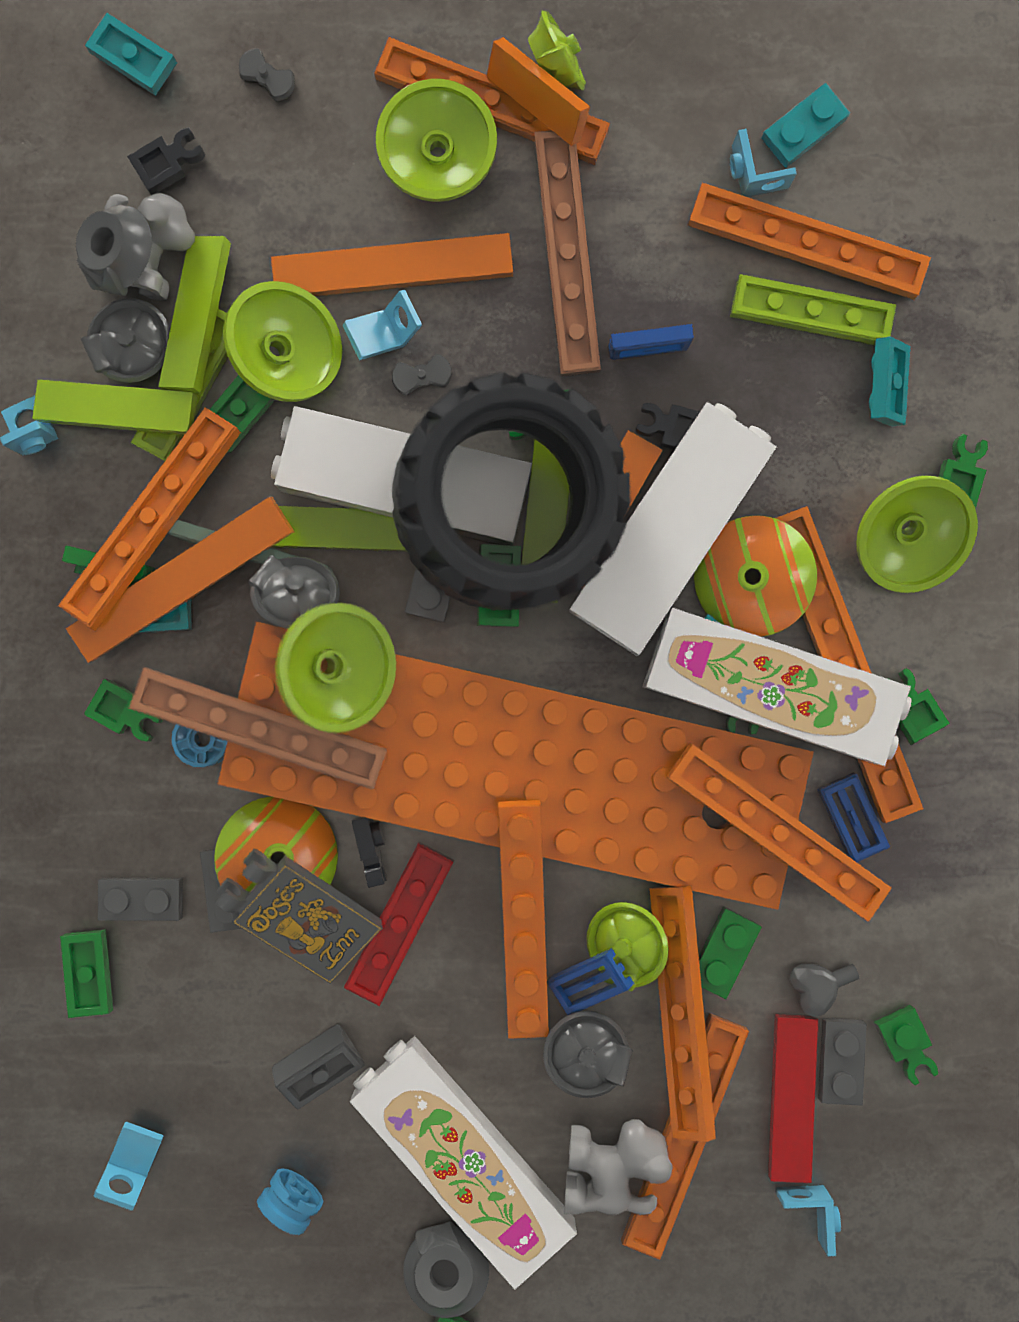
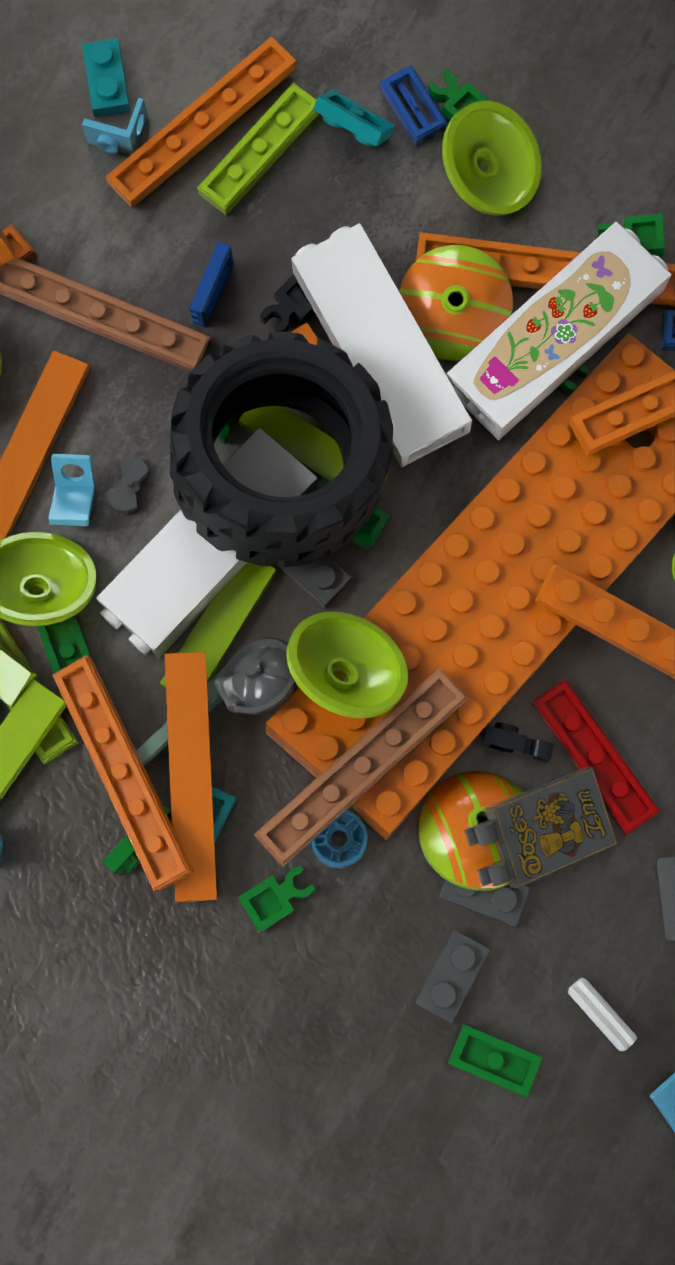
camera: 55 degrees left, 10 degrees down
(176, 1044) = (602, 1014): none -> white axle
(918, 458) = (427, 130): none -> blue tile

